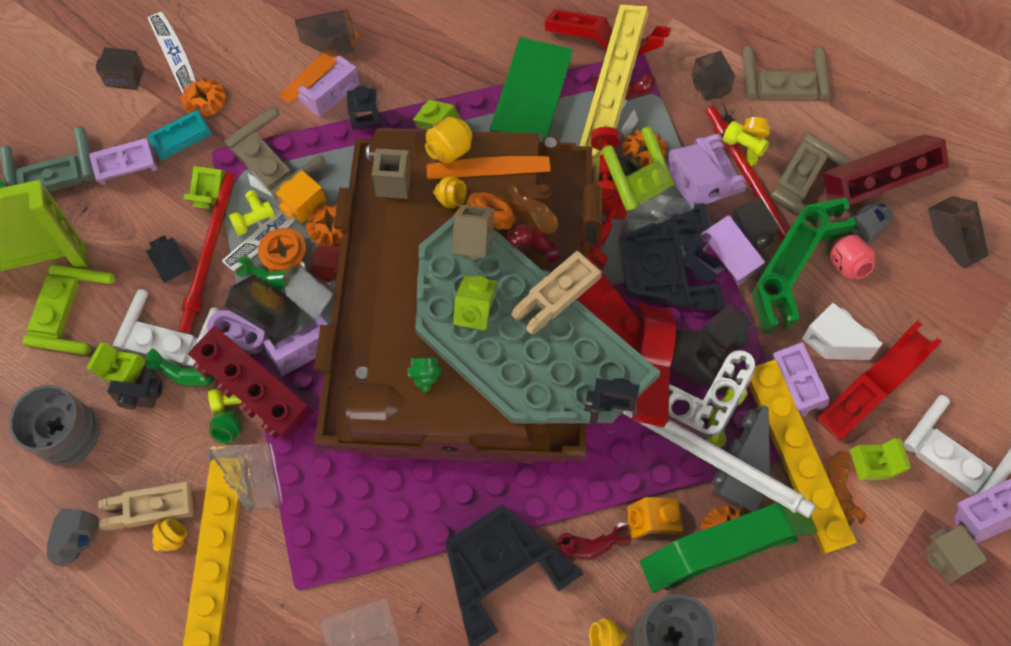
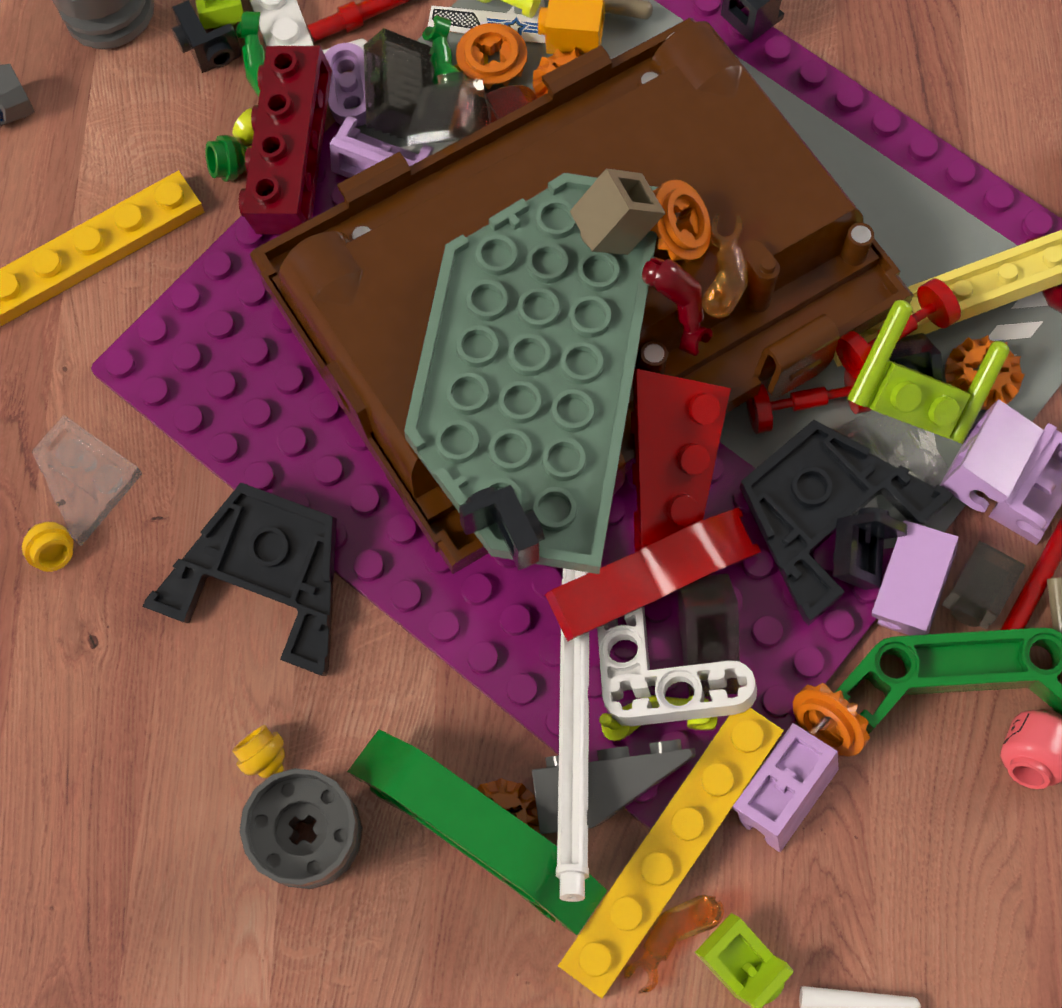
camera: 55 degrees right, 5 degrees up
(148, 506) = (81, 151): tan hinge -> none
(168, 535) = (61, 193): yellow plate -> none
(251, 473) = (186, 221): clear wing -> none
(391, 173) = (638, 73): dark tan brick -> none
(424, 372) = (399, 294): green plate -> none
(433, 112) = (814, 99): lime bracket -> none
(448, 139) = (745, 106): yellow head -> none
(451, 192) = (673, 159): yellow plate -> none
(474, 302) = (526, 278): lime bracket -> none
(489, 166) = (755, 183): orange sticker -> none
(532, 88) = (954, 176): green tile -> none
(557, 291) = (614, 368): tan hinge -> none
(590, 549) = (361, 664): dark red arm -> none
(654, 516) = (457, 716): light orange bracket -> none
(729, 329) = (781, 643): clear smoke brick -> none
(787, 333) = (844, 729): none -> orange gear
(840, 336) = (896, 802): white slope -> none
(877, 383) = (866, 897): red piece -> none

